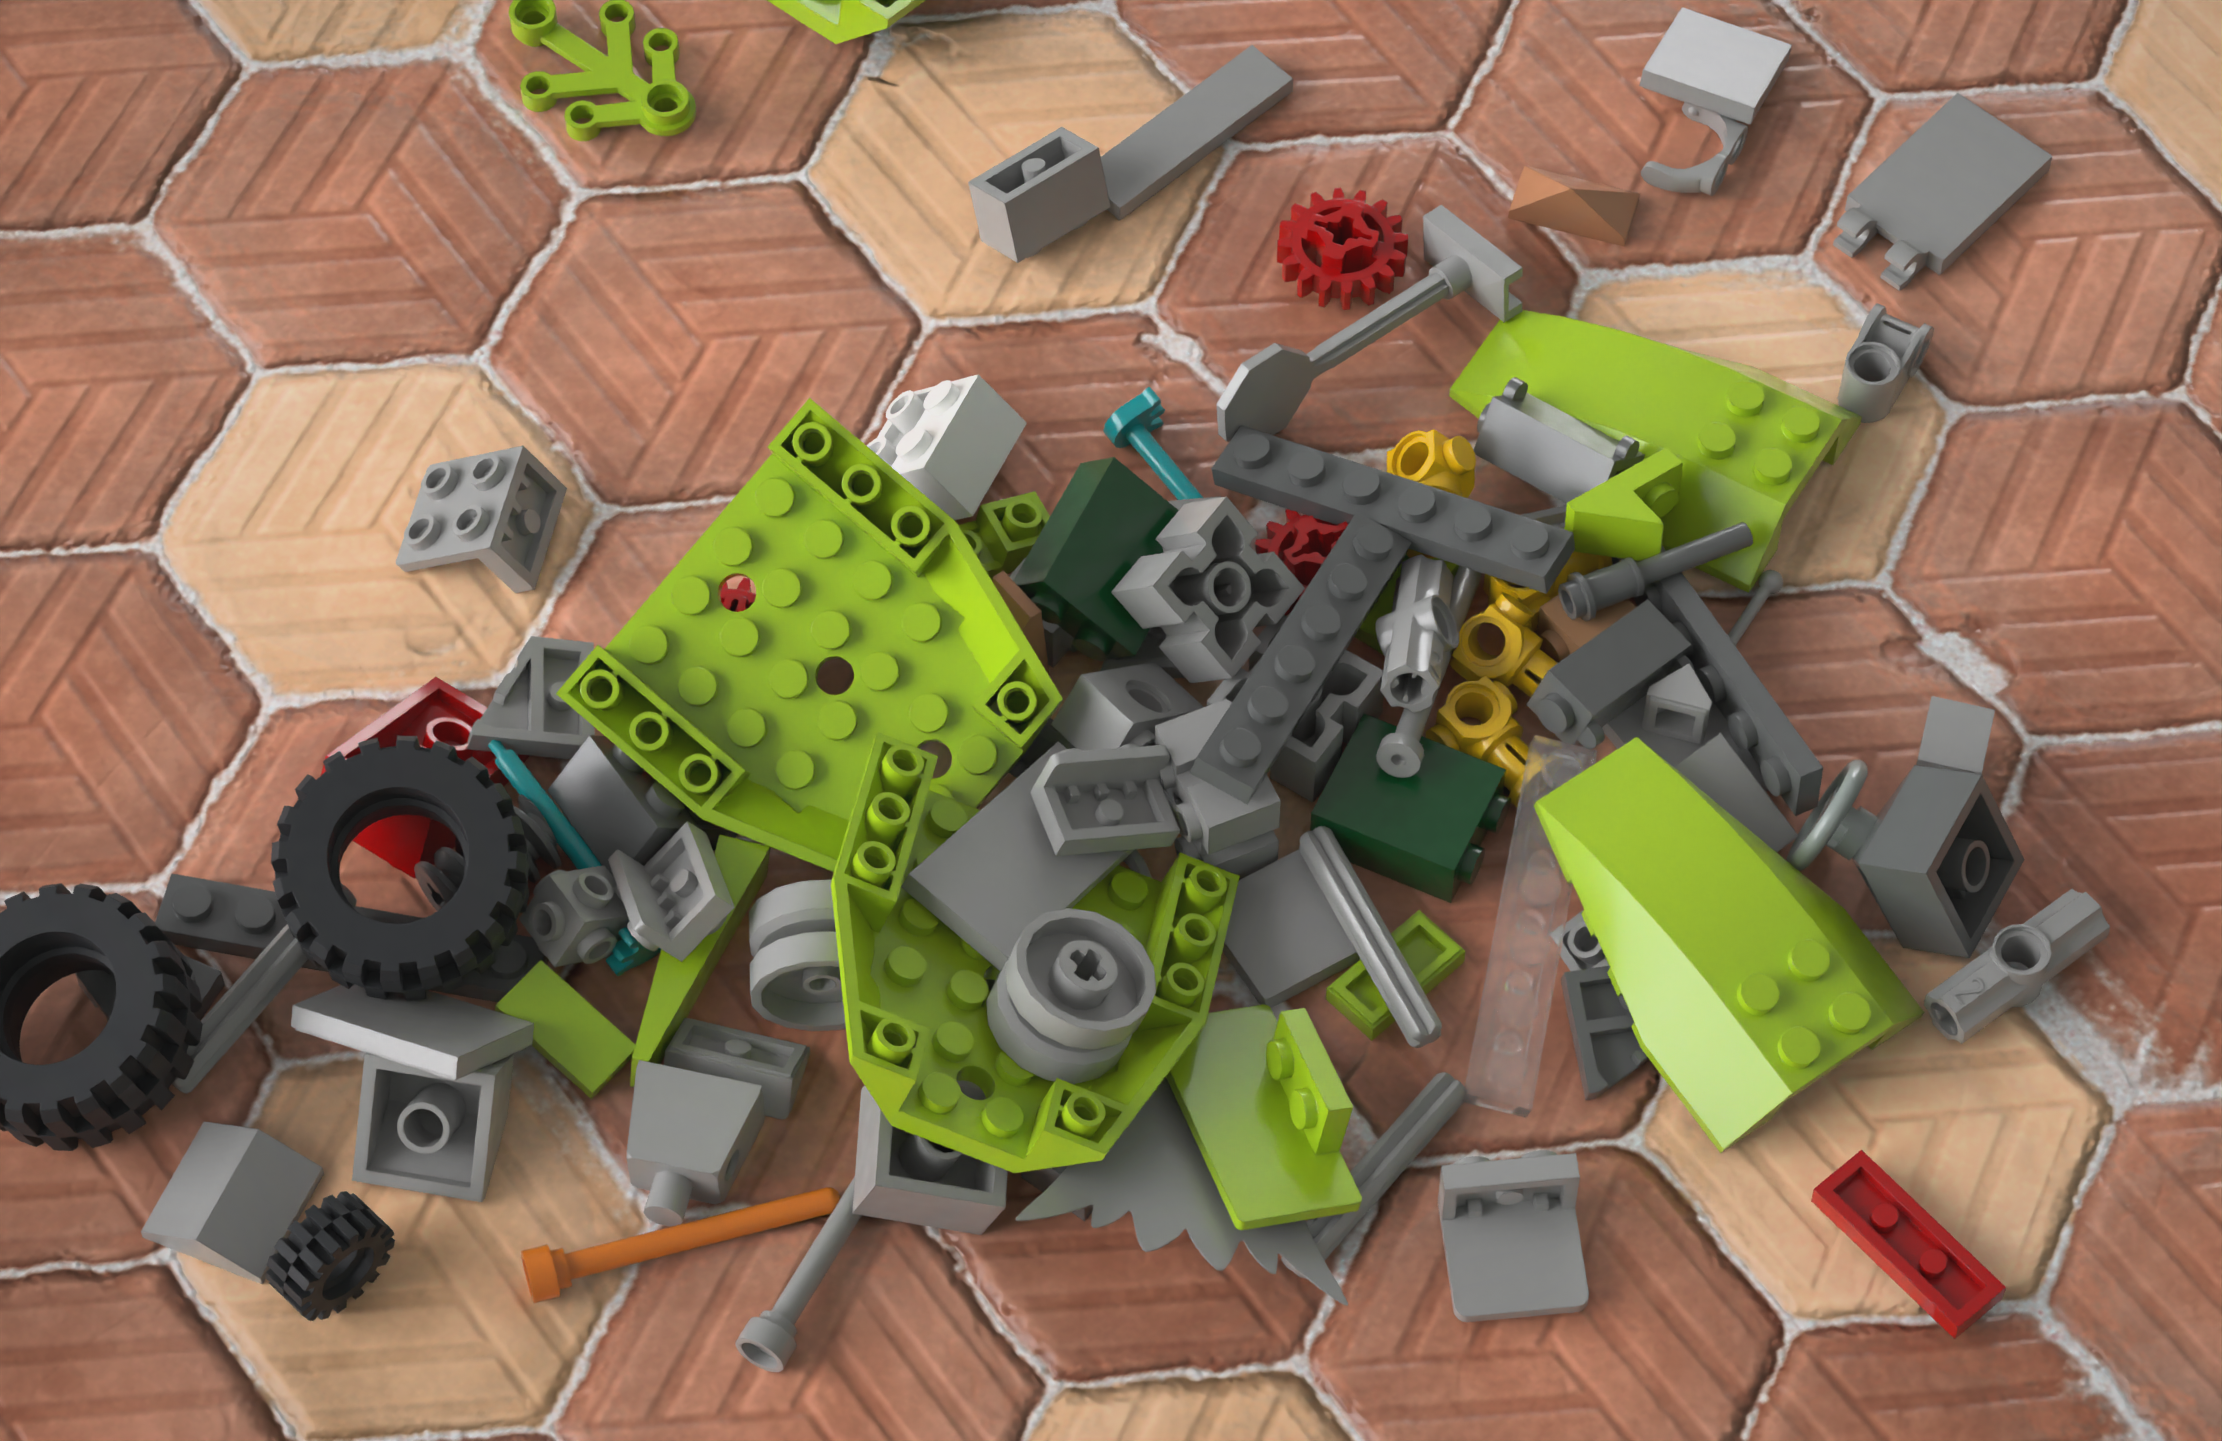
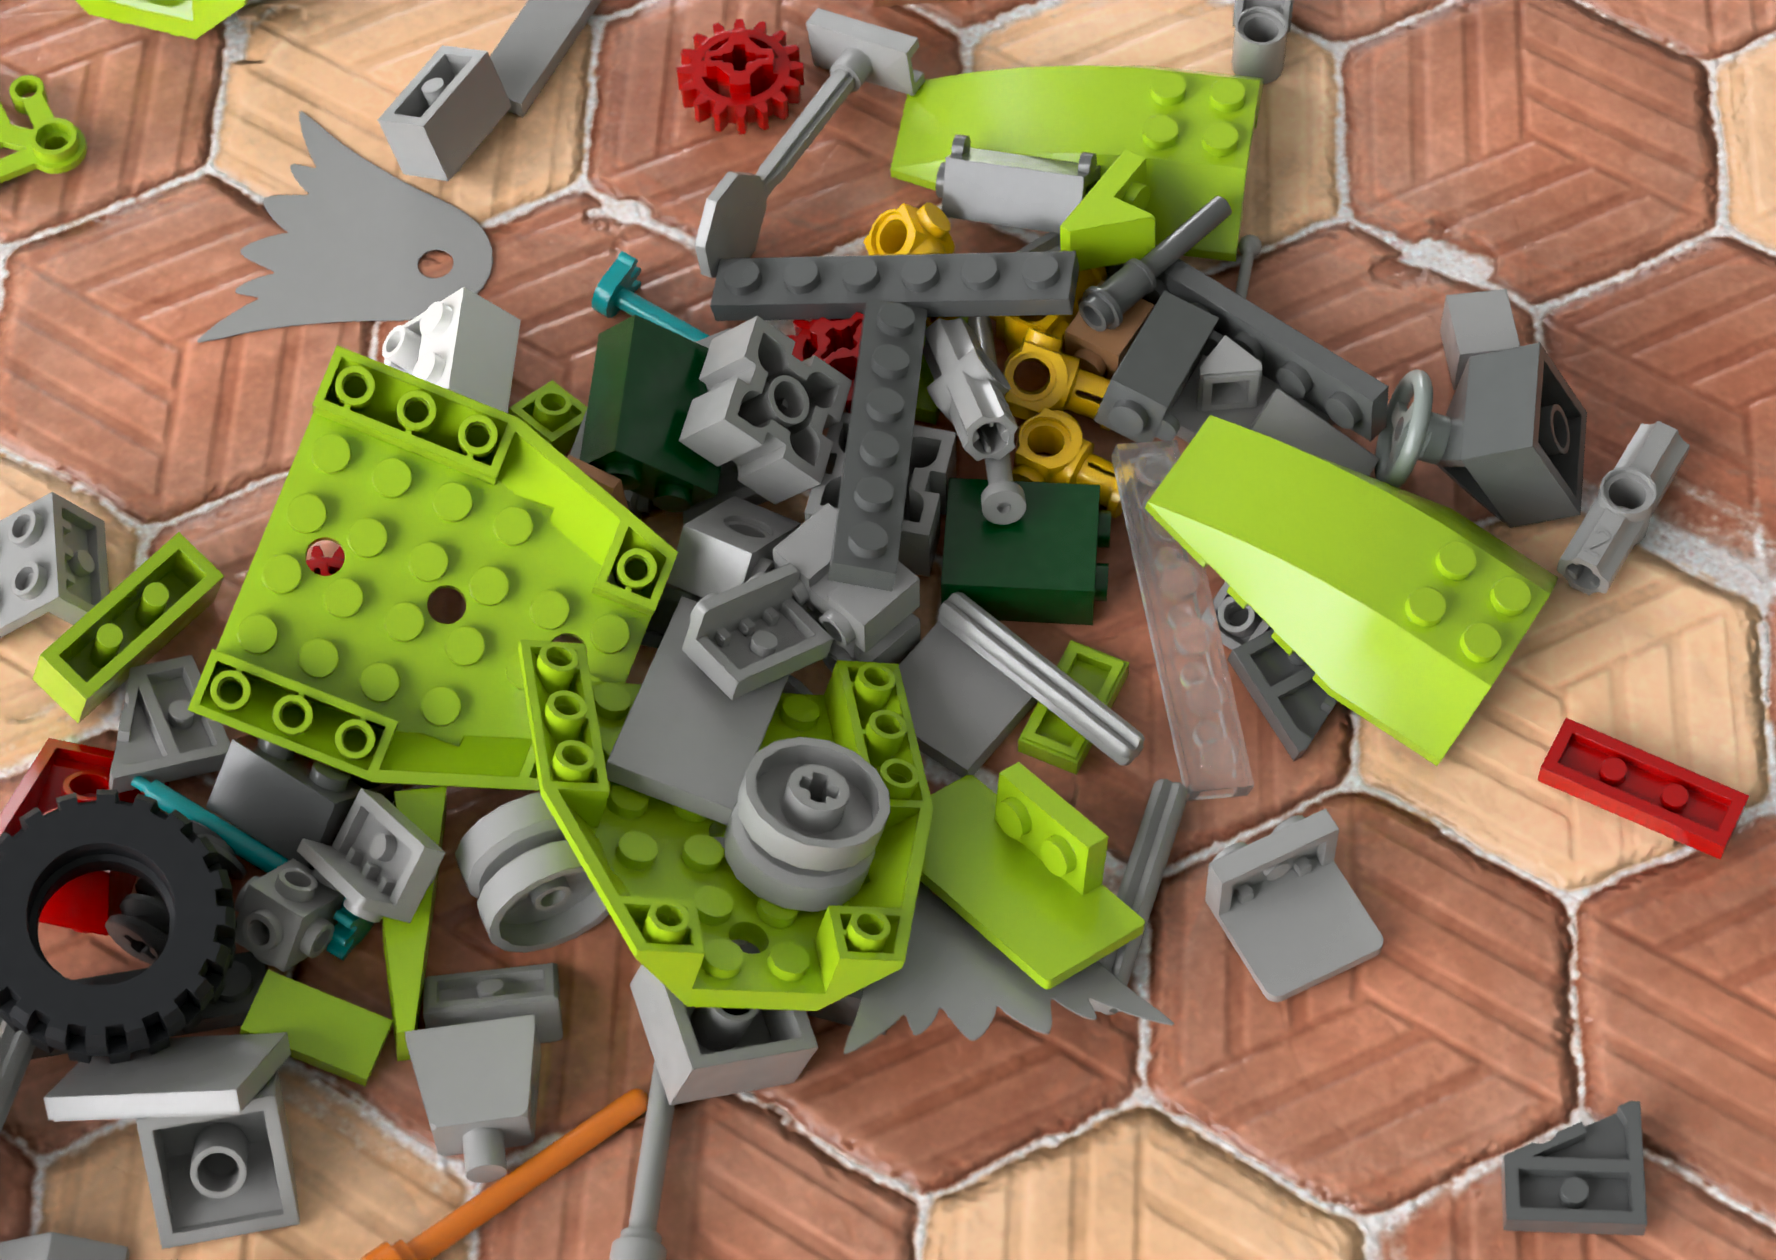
camera: 20 degrees left, 0 degrees up
(544, 597) = (127, 627): none -> lime brick
(907, 298) = (353, 247): none -> light grey piece

